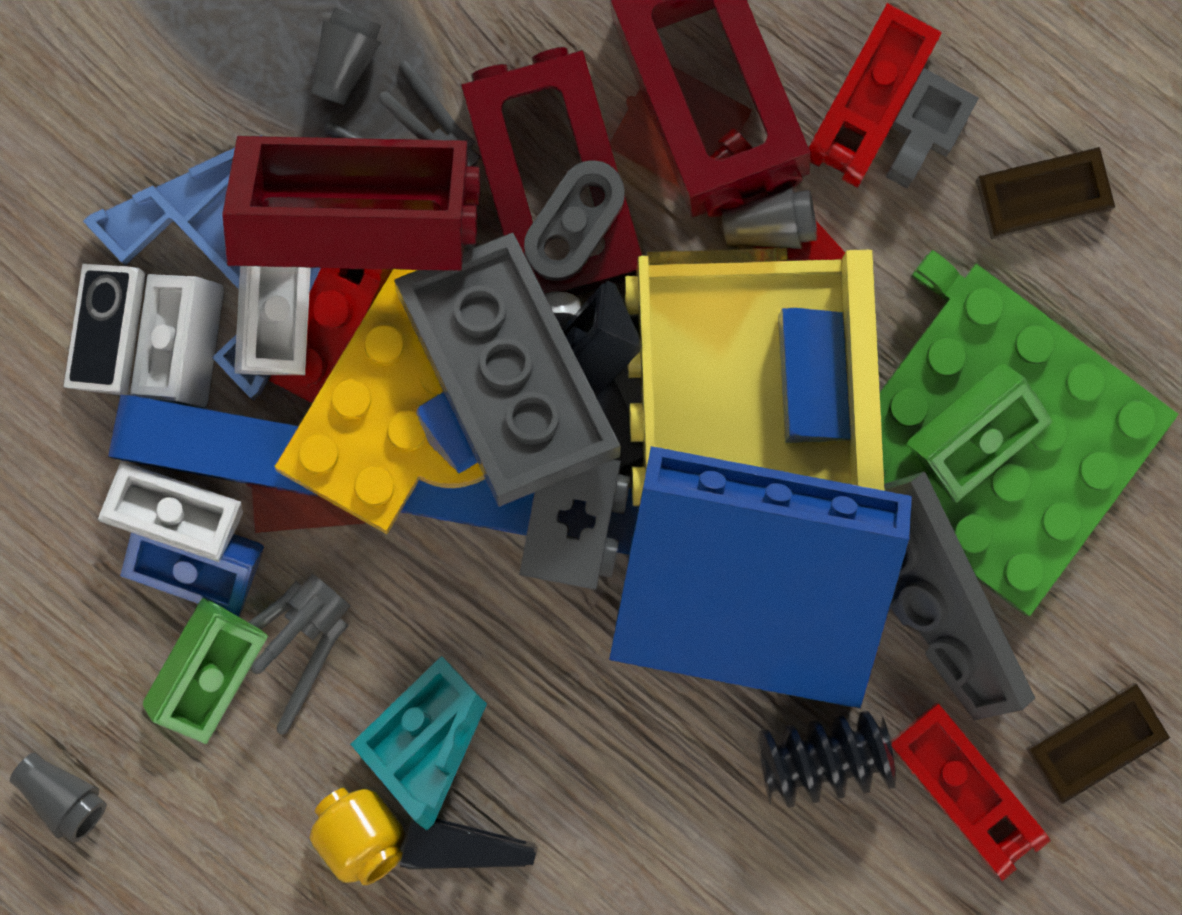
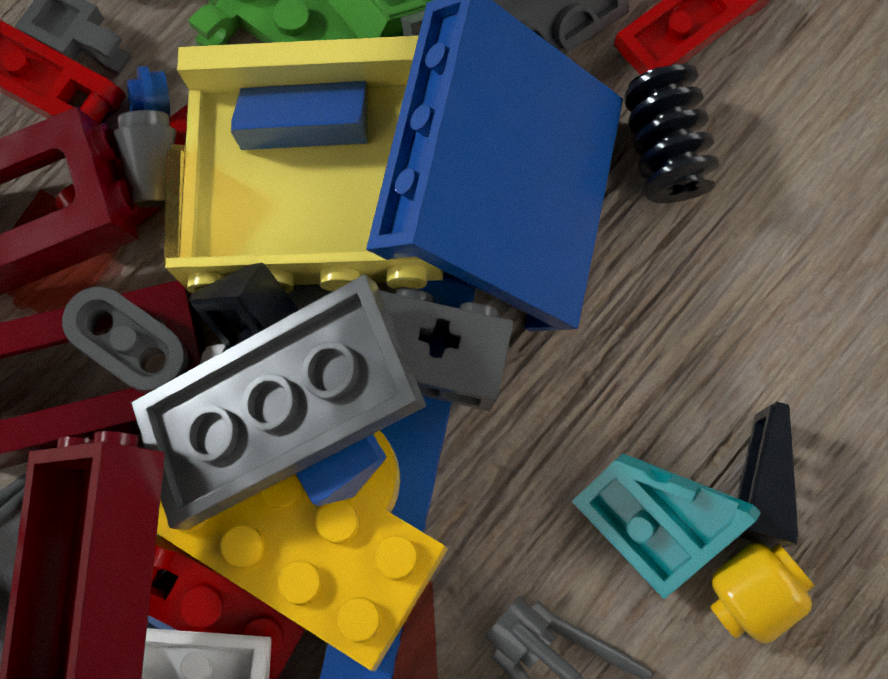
camera: 90 degrees left, 10 degrees down
(852, 214) = (148, 91): none -> blue plate

